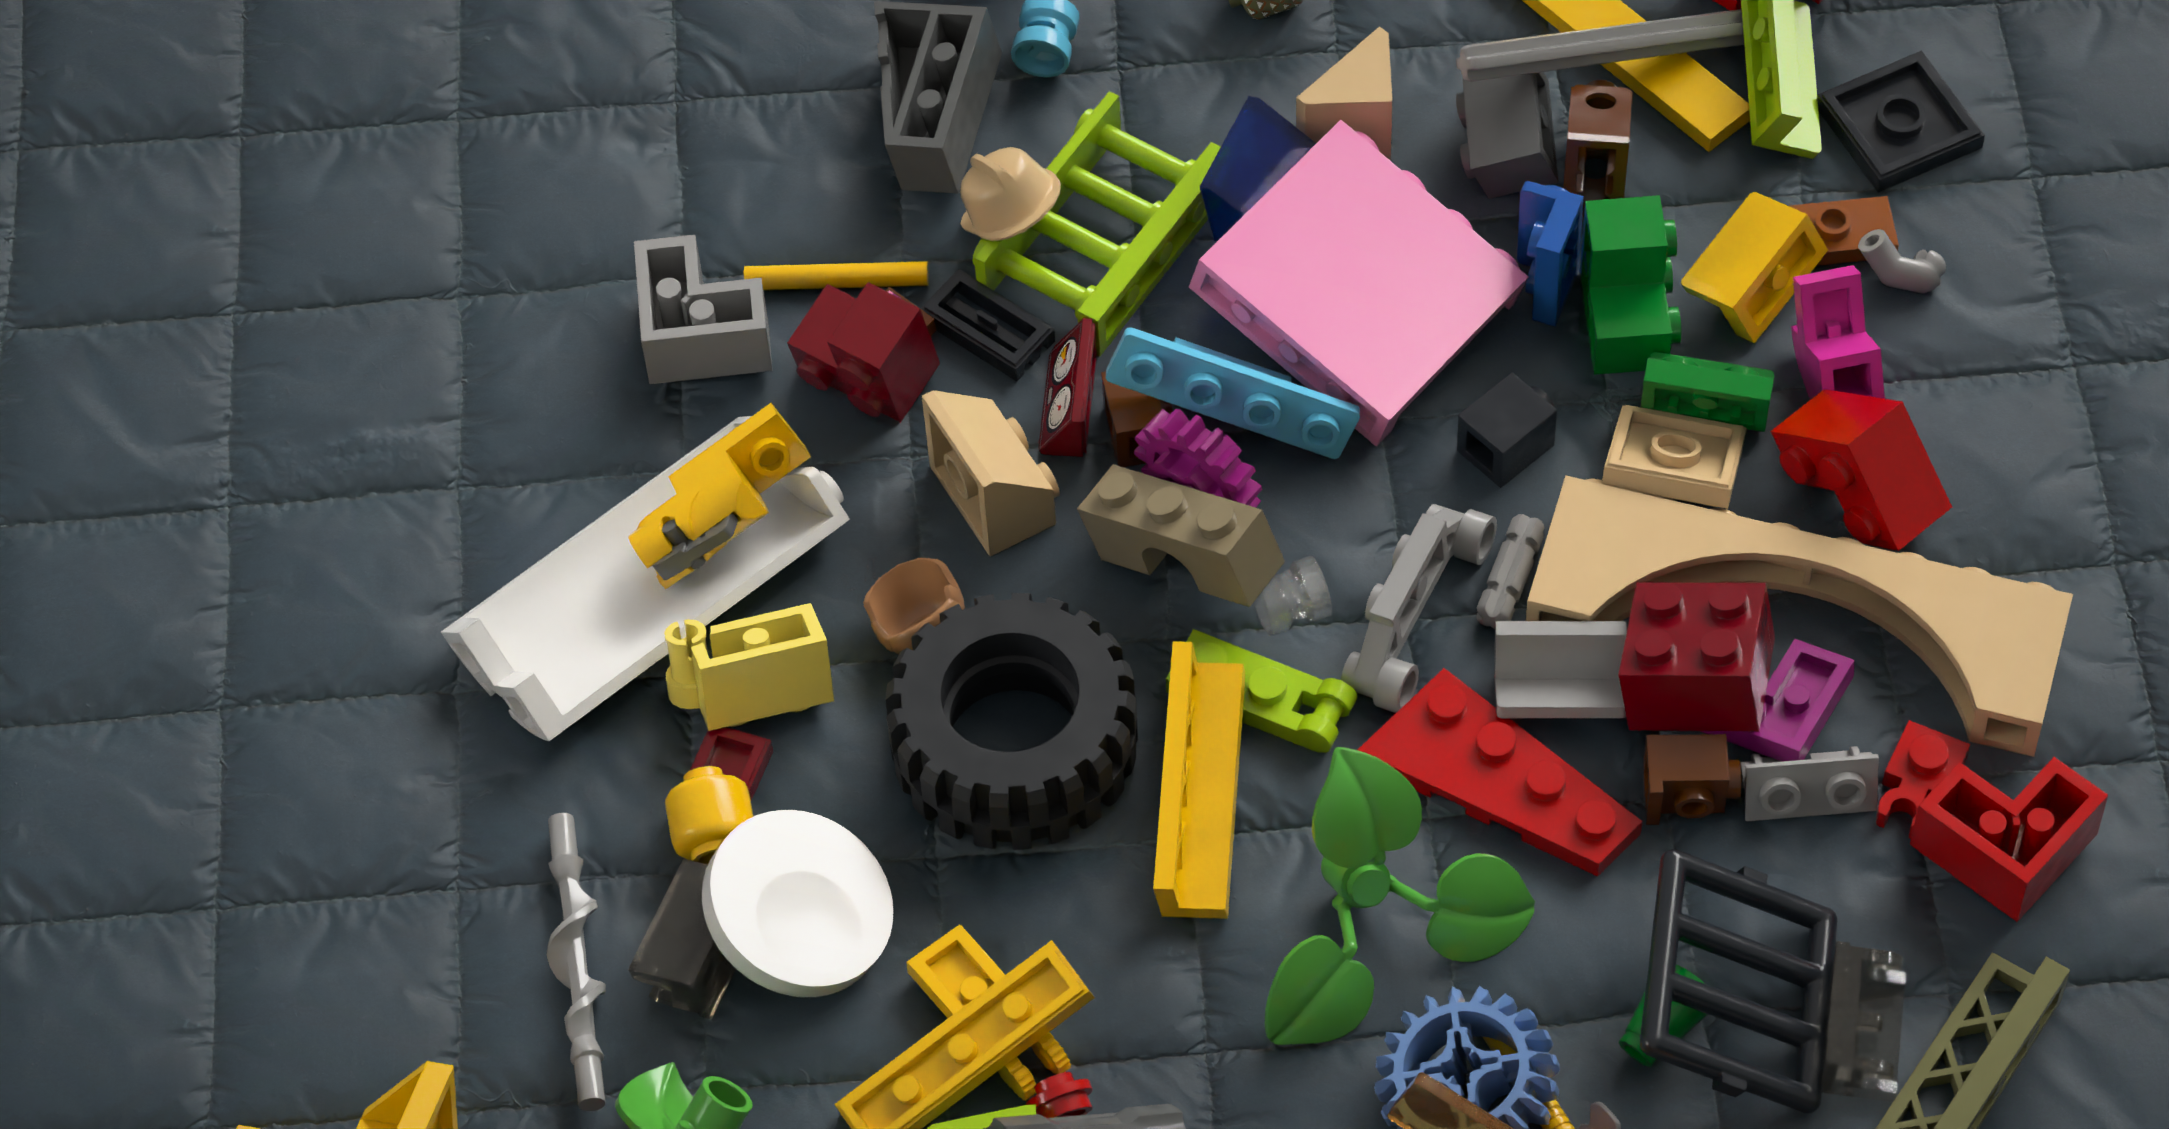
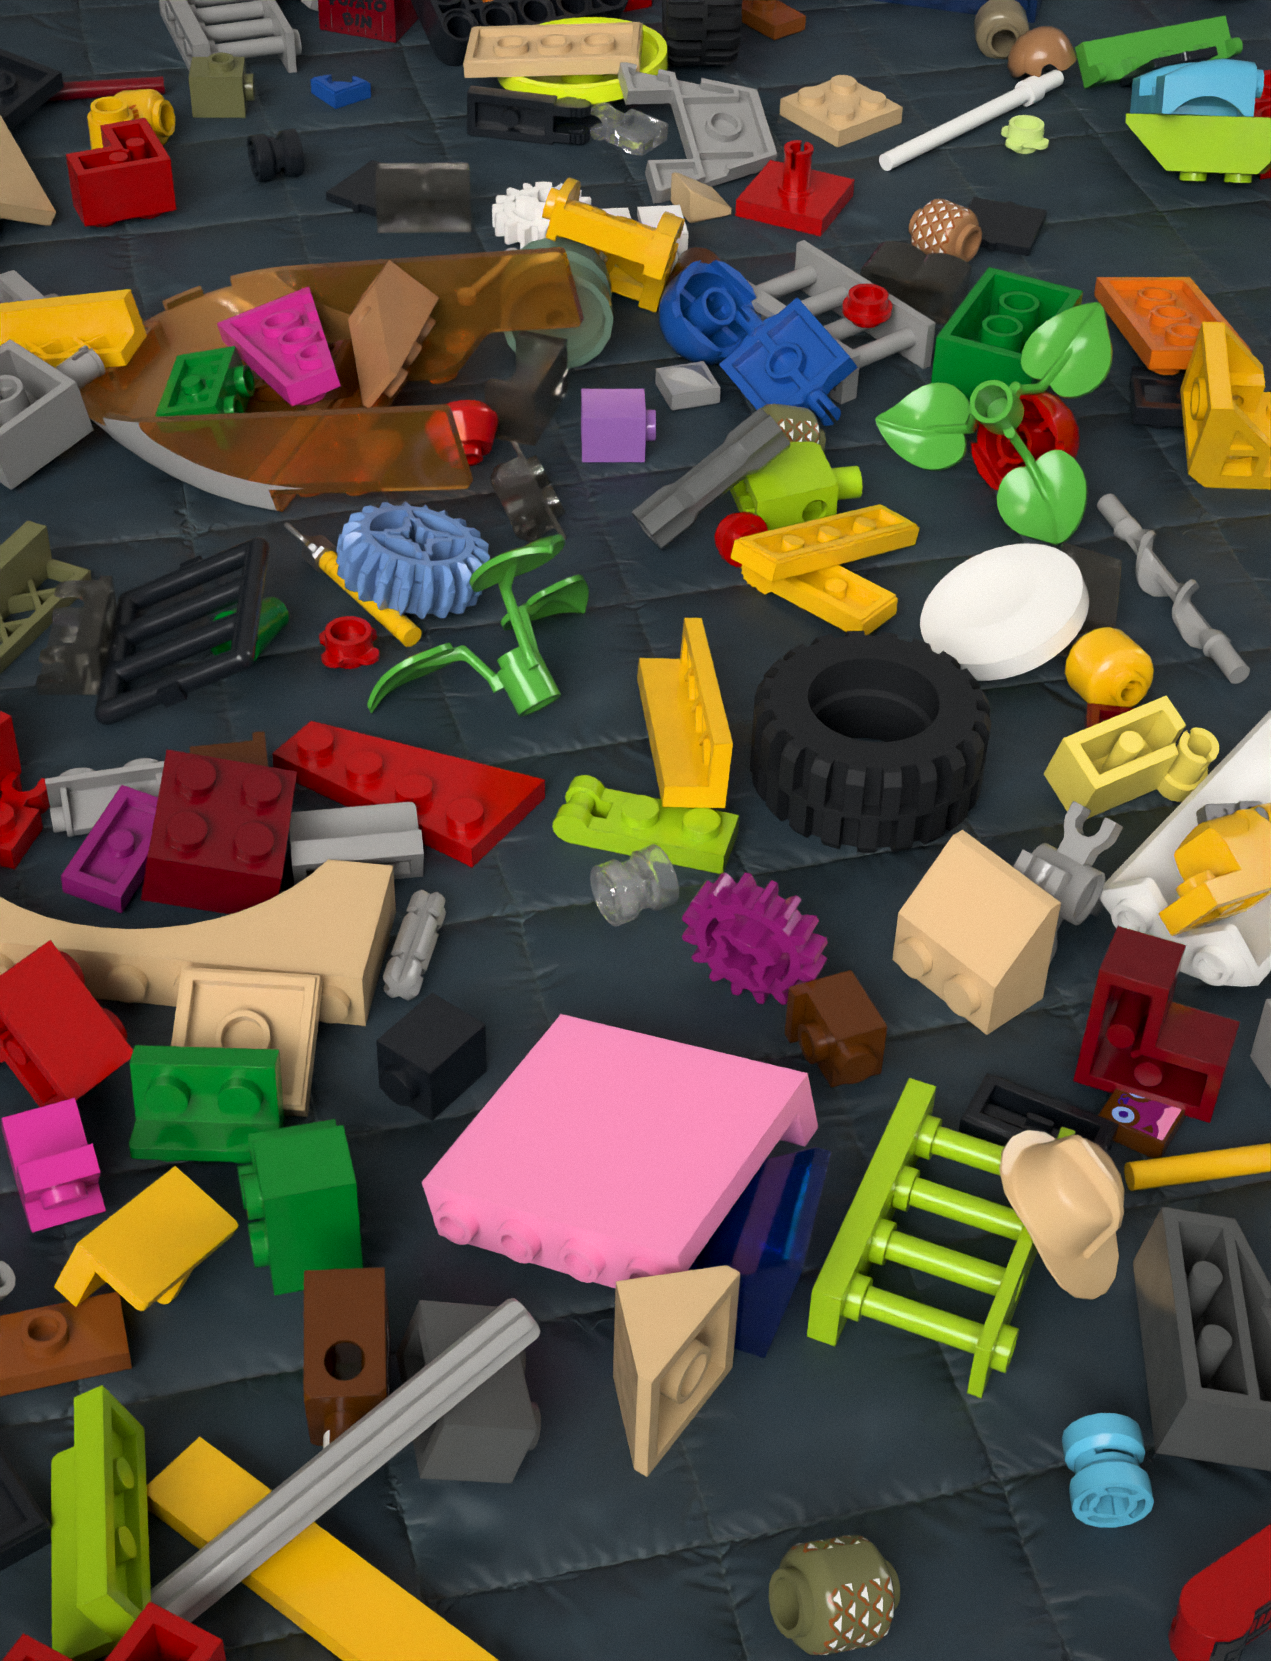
camera: 165 degrees right, 15 degrees down
(887, 505) = (1068, 870): none -> light grey pin
(908, 599) = (997, 820): medium nougat hair -> none
(1069, 393) = (917, 1047): dark red slope -> none
(1218, 540) = (719, 838): dark tan arch -> none
(1232, 391) = (761, 1020): medium azure bracket -> none
(1399, 602) = (528, 851): light grey plate -> none
(1550, 245) = (399, 1214): blue bracket -> none
(1556, 973) = (348, 643): none -> red plate

